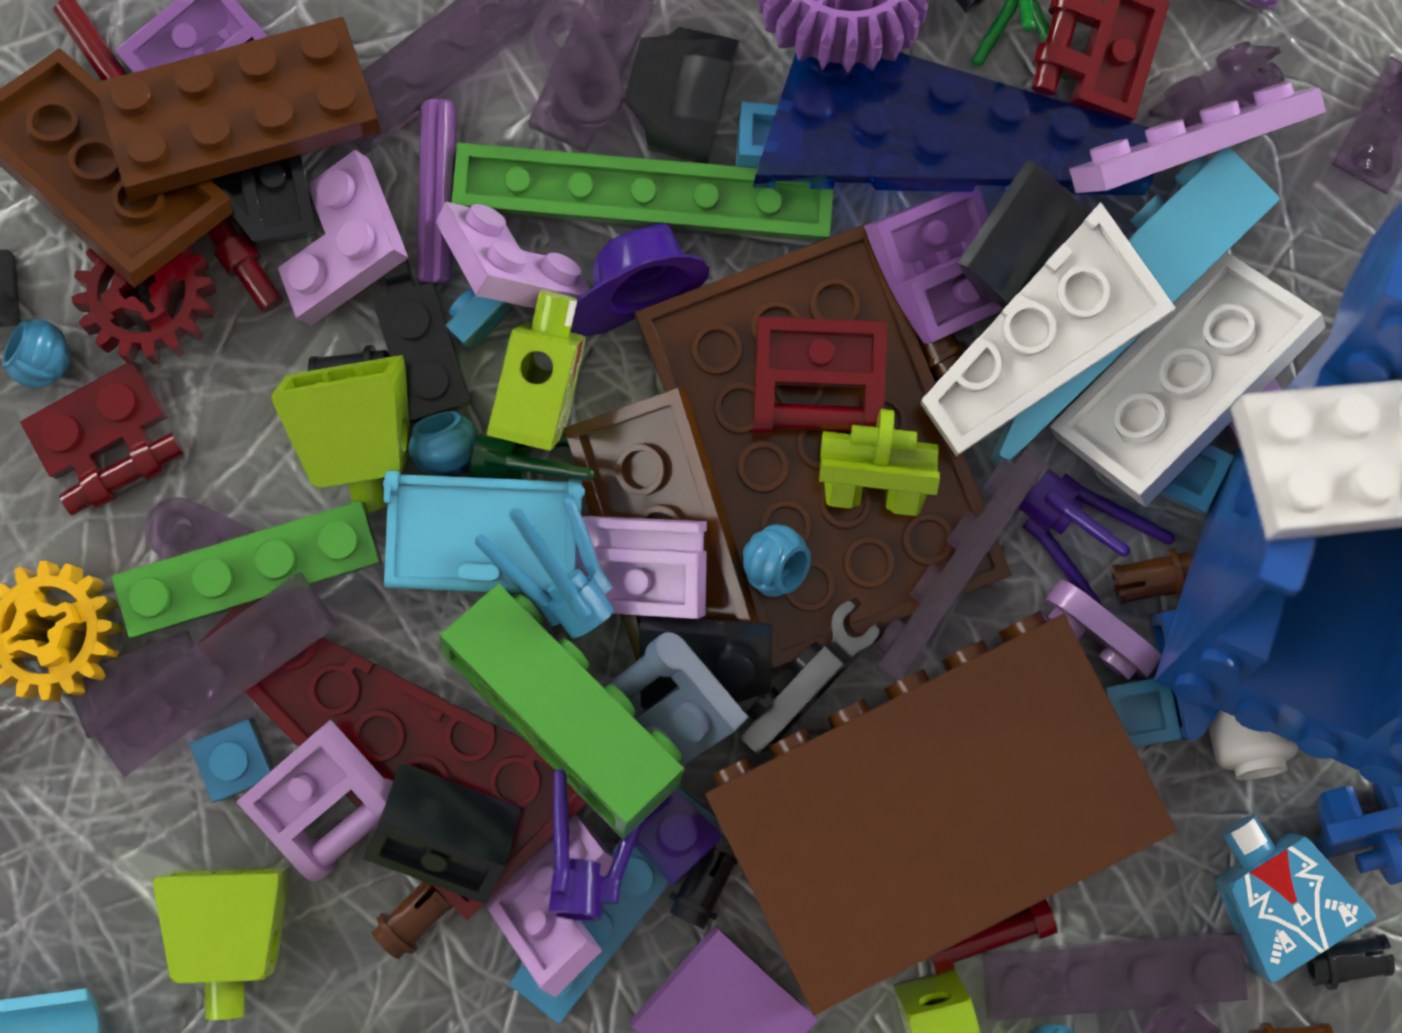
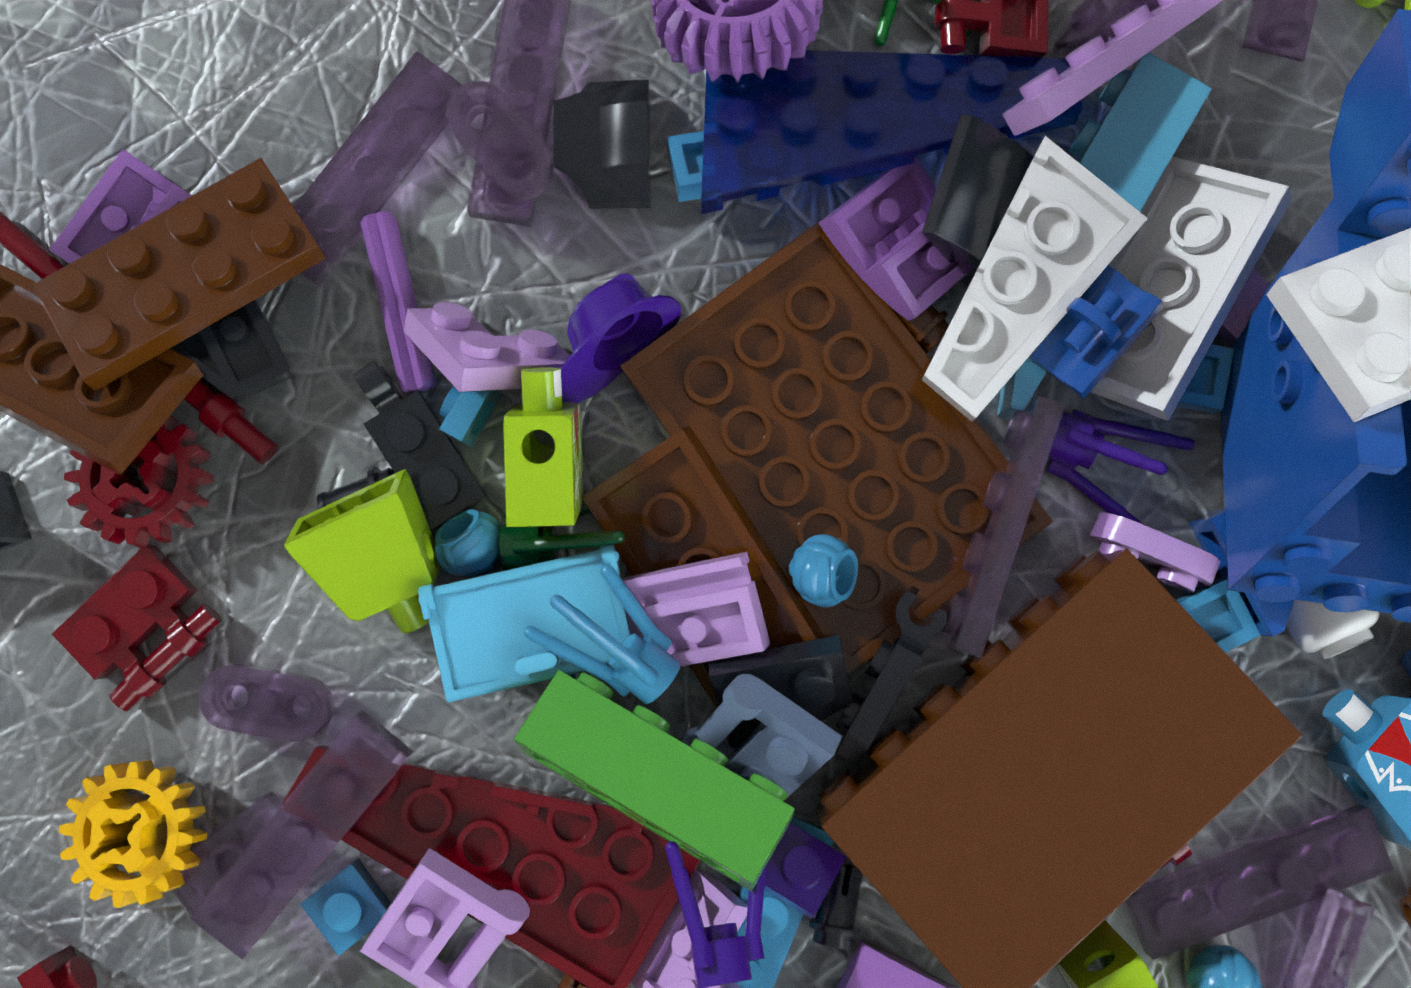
camera: 10 degrees left, 0 degrees up
(36, 354) = (51, 564): dark azure piece -> none
(245, 569) = (307, 720): bright green plate -> none
(357, 241) = (332, 374): lavender plate -> none
(444, 833) = (572, 929): black panel -> none
(637, 192) = (592, 250): bright green plate -> none
(818, 356) = (813, 359): dark red plate -> none
(880, 460) = (897, 446): lime hips -> none
(1097, 402) = (1096, 331): none -> blue hips
(1151, 577) = (1186, 486): reddish brown pin -> none

